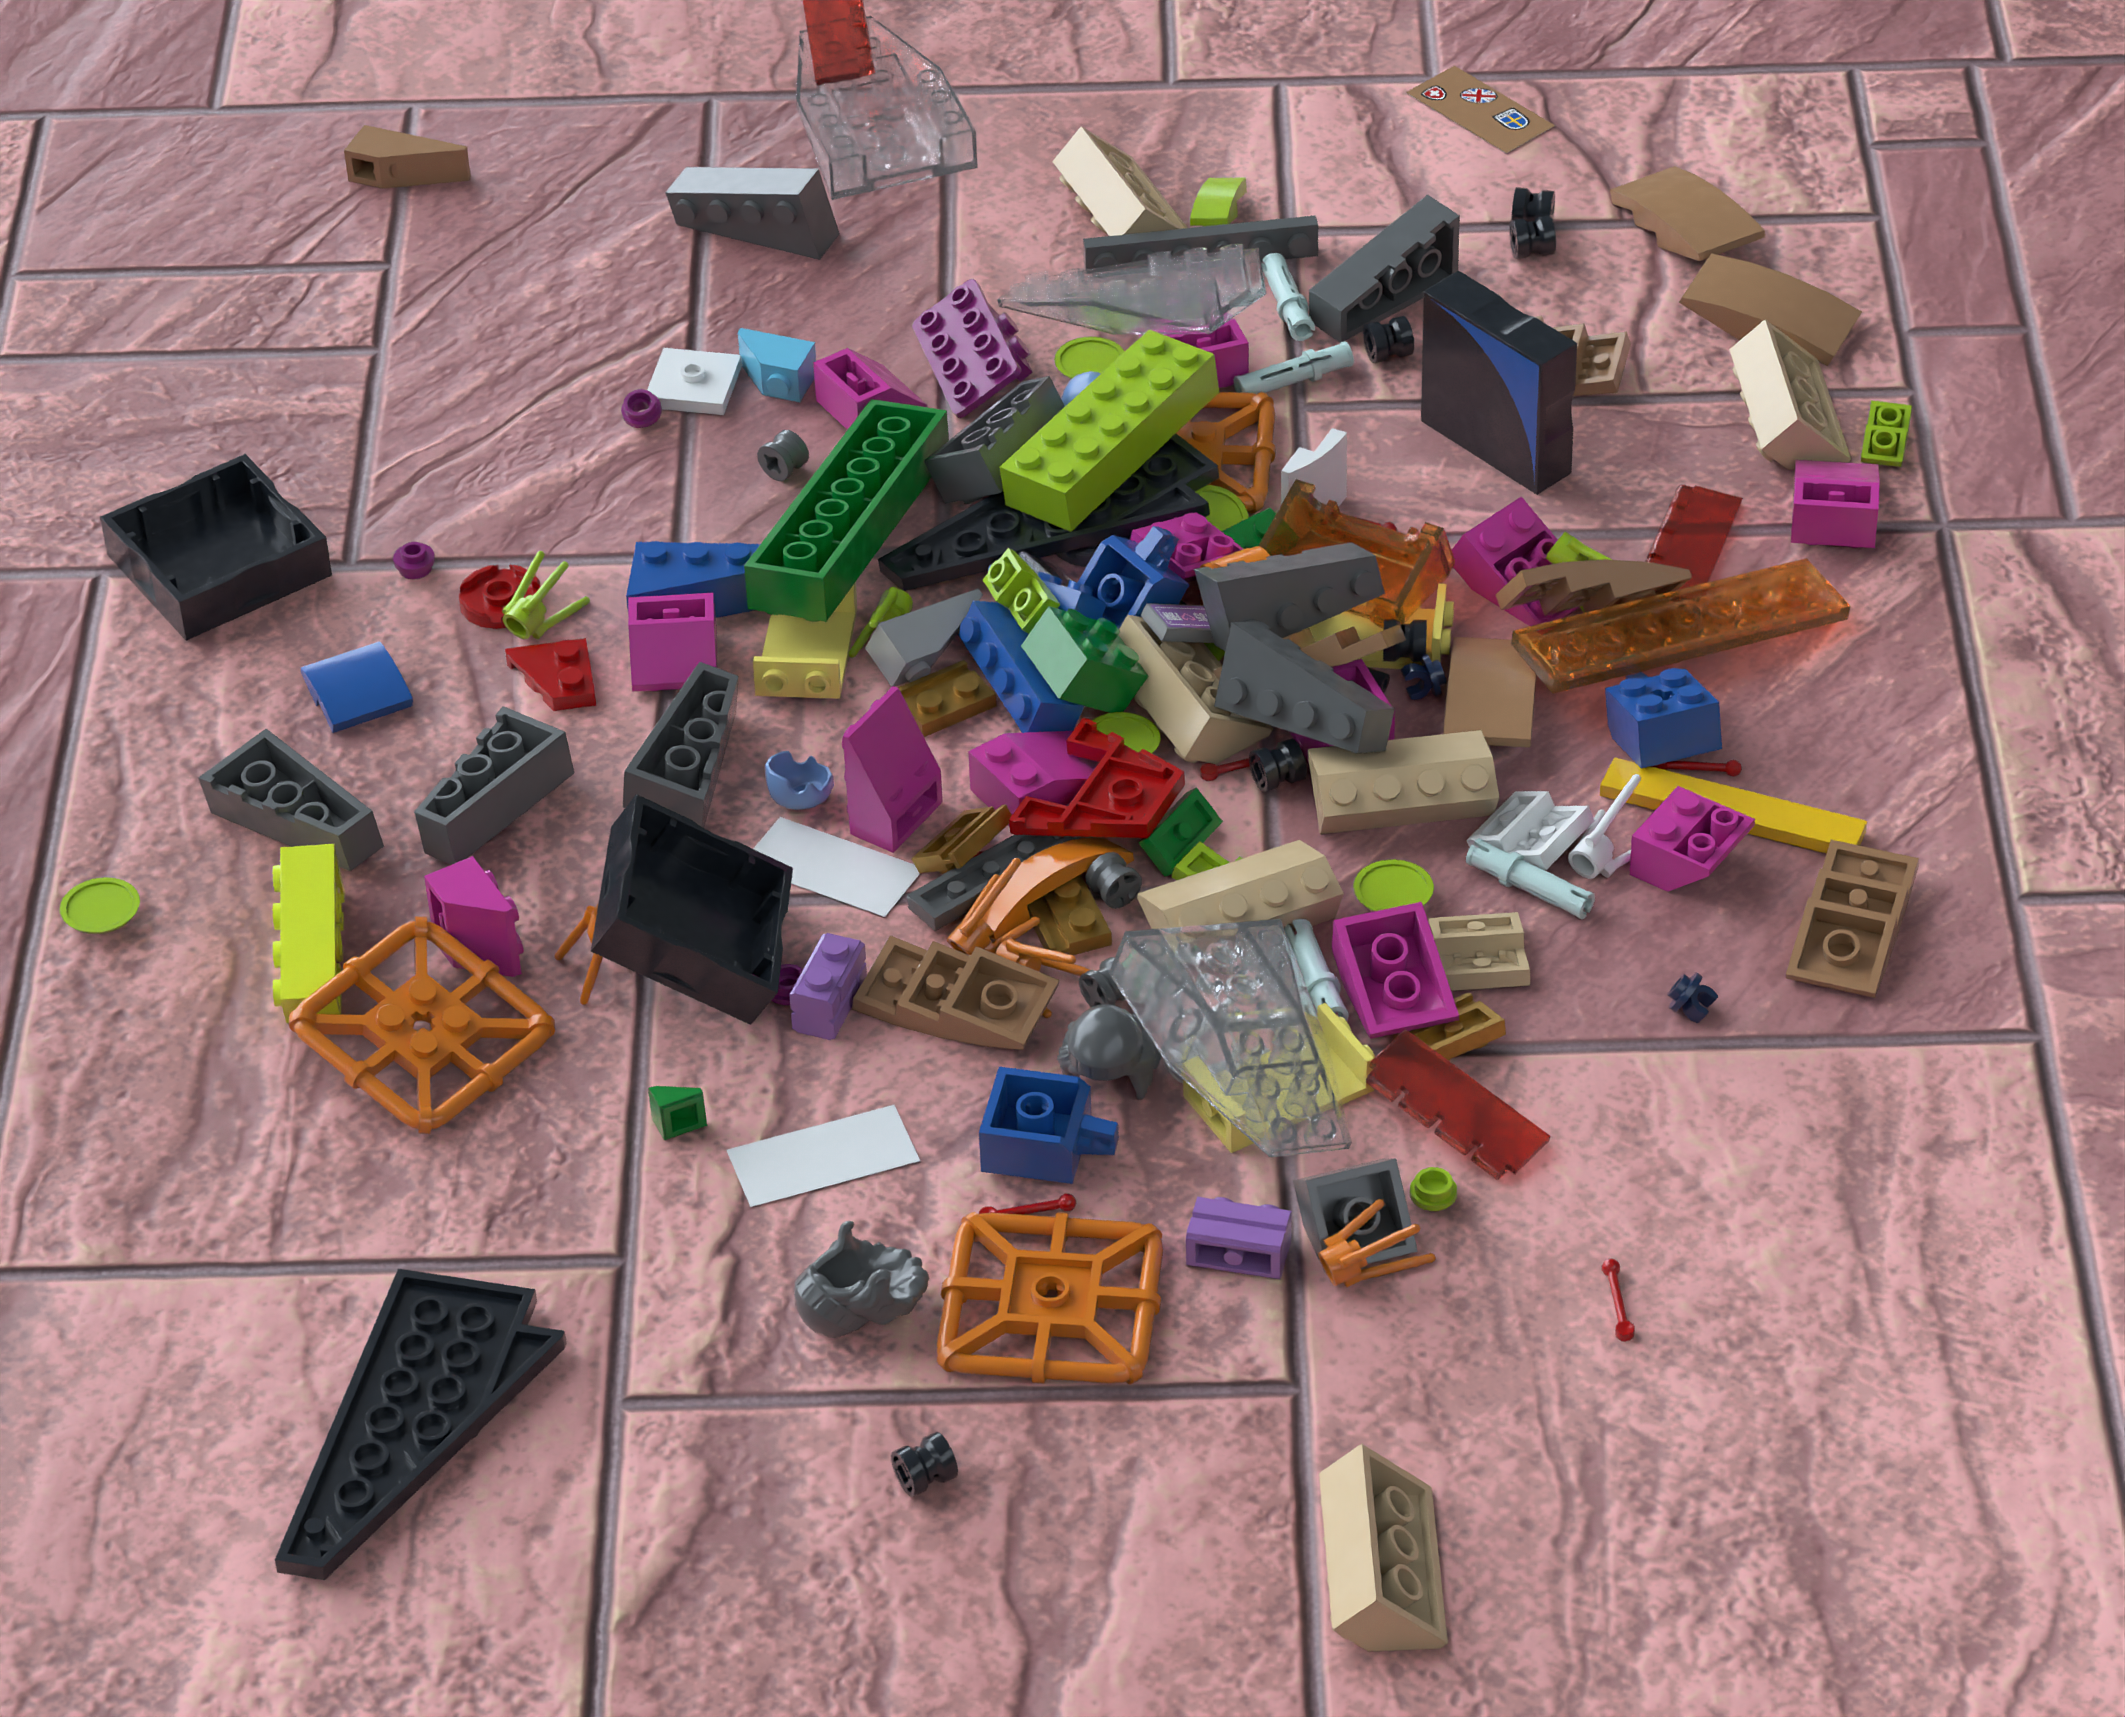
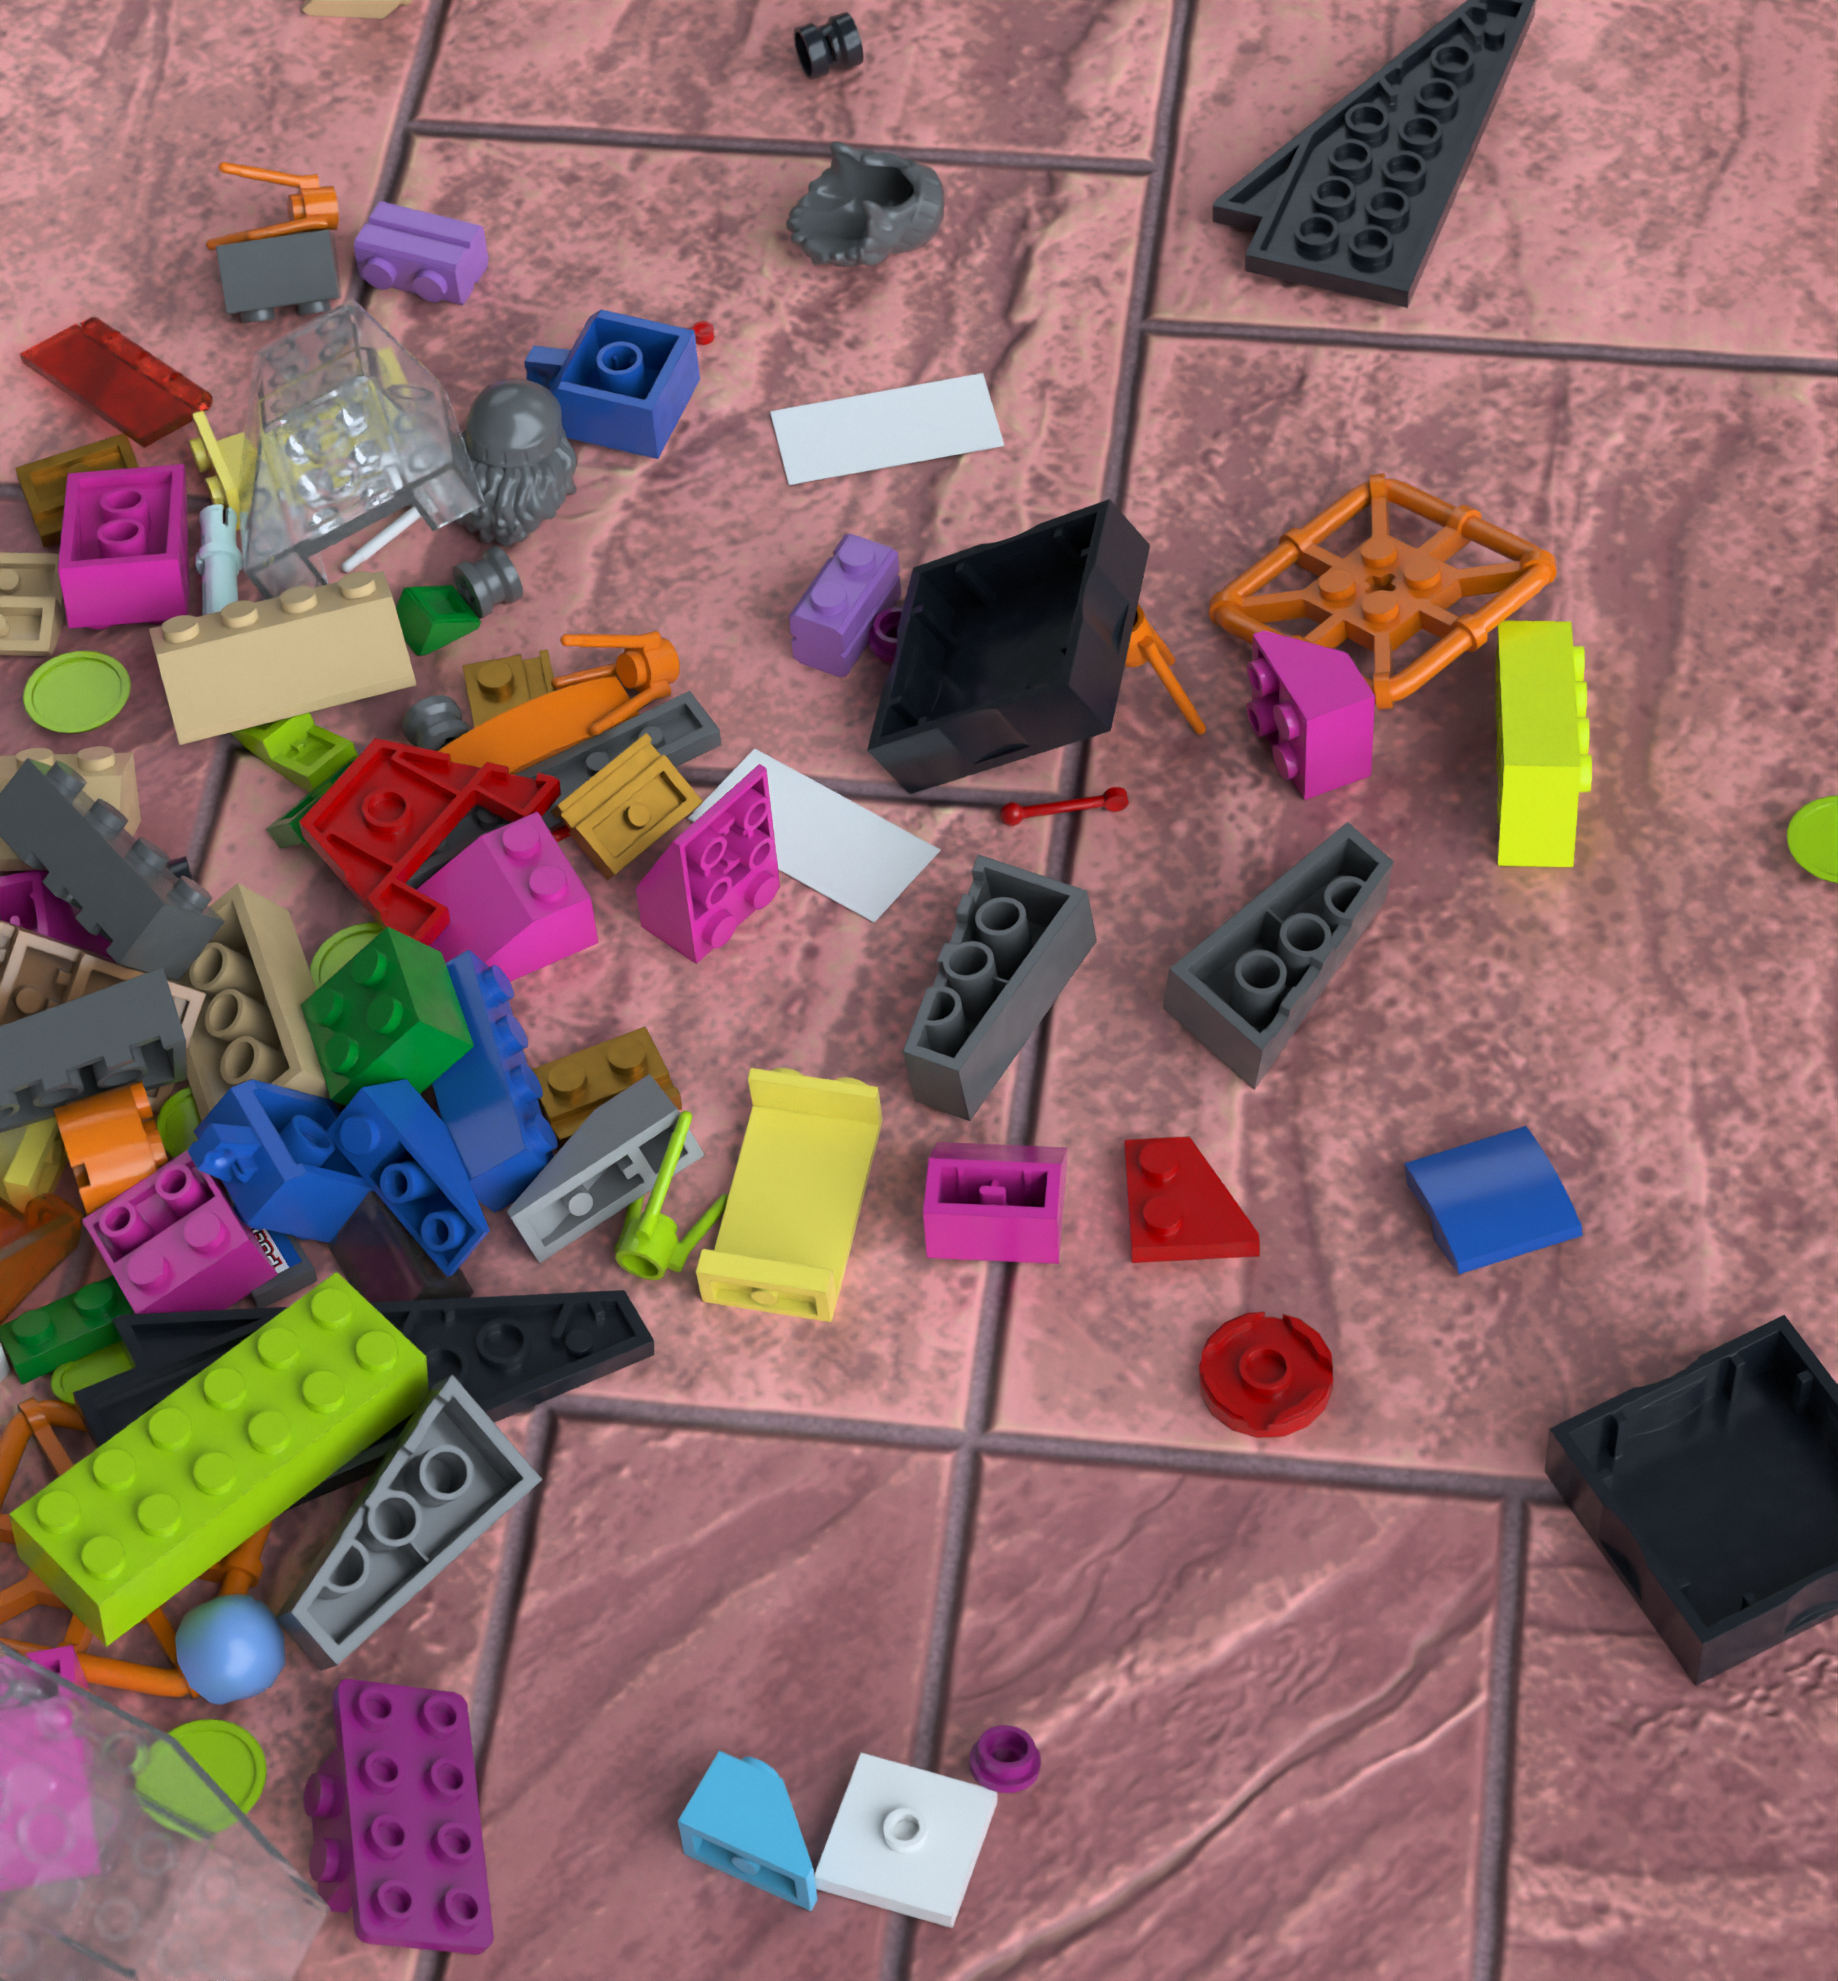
camera: 170 degrees left, 10 degrees up
(290, 800) = (1573, 954): dark grey wedge -> none
(414, 560) = (1404, 1475): magenta plate -> none
(526, 615) = (1223, 1289): lime plant -> none
(677, 1109) = (1059, 464): green slope -> none
(692, 569) = (955, 1320): blue wedge -> none
(783, 455) = (772, 1600): dark grey wheel -> none
(796, 783) = (838, 928): medium blue hair -> none
(845, 511) = (678, 1383): green brick -> none
(851, 380) = (602, 1717): dark pink slope -> none
(955, 994) = (672, 581): medium nougat slope -> none
(1019, 589) = (444, 1143): lime slope -> none
(1035, 957) = (584, 618): orange plant -> none
(1069, 1315) = (620, 228): orange plate -> none
(1178, 622) = (195, 1094): tile -> none
(1433, 1189) = (179, 302): lime plate -> none
(1624, 1329) = (32, 149): red hinge -> none

